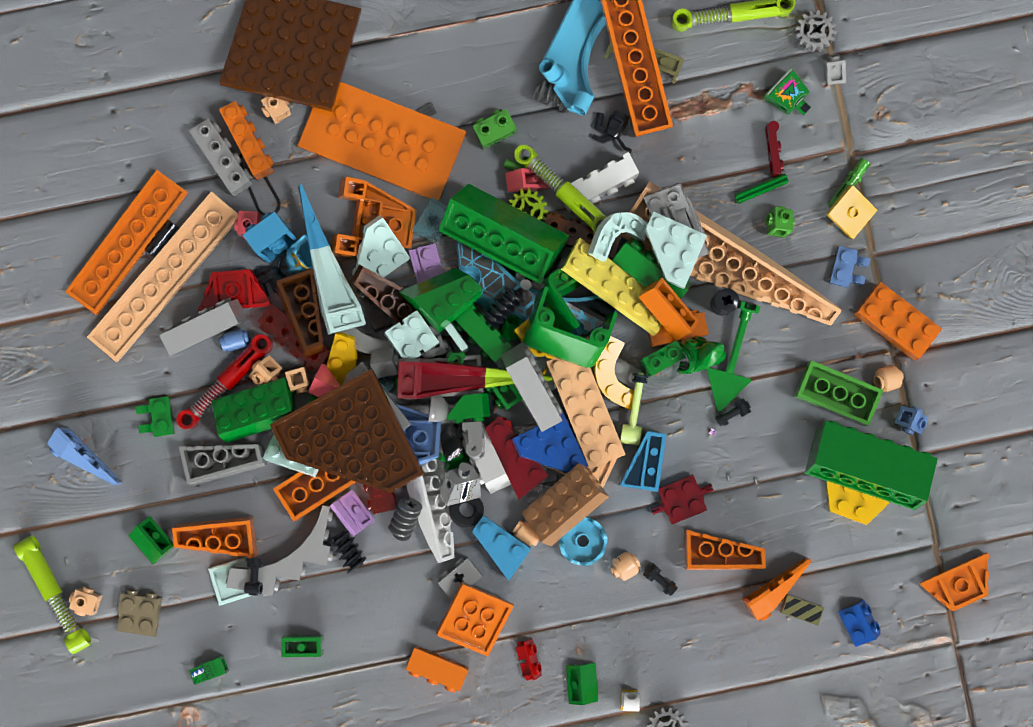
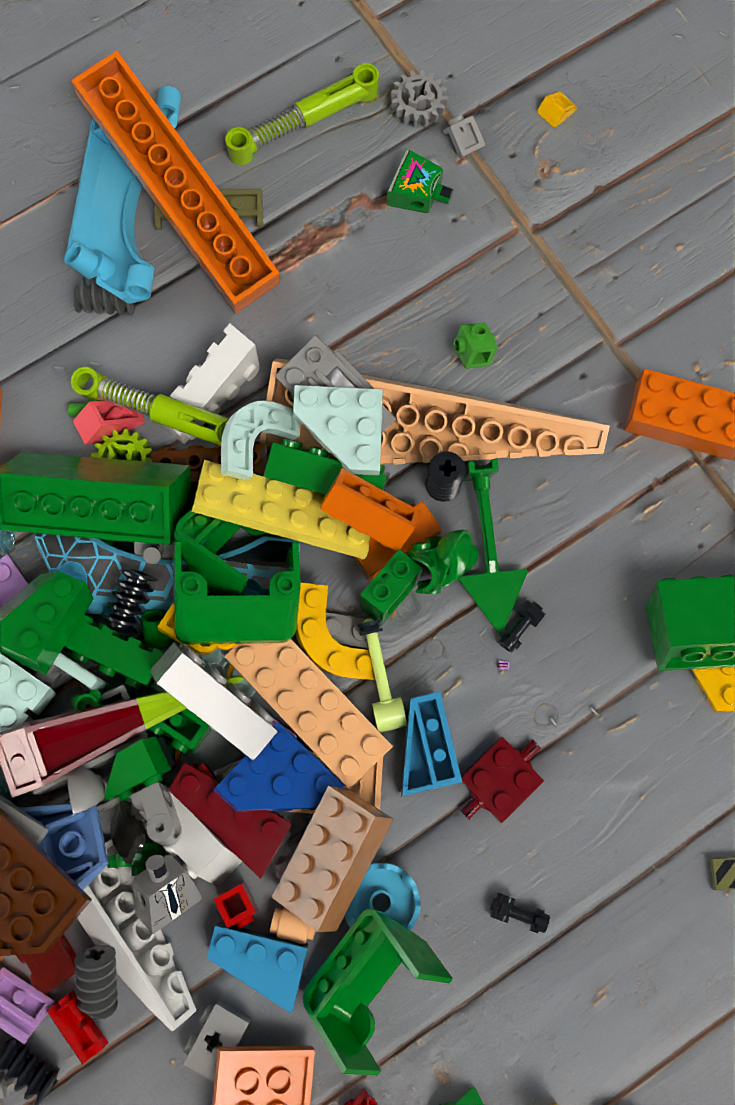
camera: 25 degrees left, 10 degrees down
(383, 539) = (77, 1028): none -> red hinge
(436, 352) = (61, 705): light grey bracket -> none
(470, 521) = (196, 945): black tyre -> none
(494, 128) = (38, 370): bright green brick -> none
(499, 509) = (236, 906): none -> red brick
(553, 574) = (352, 978): none -> green windscreen
(615, 126) = (204, 306): black piece -> none
(625, 566) = (459, 915): light nougat head -> none
(714, 553) = (582, 840): orange wedge -> none
(761, 188) = (432, 315): green axle -> none
(769, 595) = (688, 869): orange wedge -> none
(773, 148) = (427, 258): dark red plate -> none
(838, 393) = (655, 540): bright green brick -> none
(844, 266) = (585, 372): medium blue plate -> none
(851, 212) = (564, 298): yellow plate -> none
(853, 178) = (547, 256): bright green pin -> none
(888, 378) = (712, 495): light nougat head -> none
(906, 72) = (556, 108): none -> yellow slope

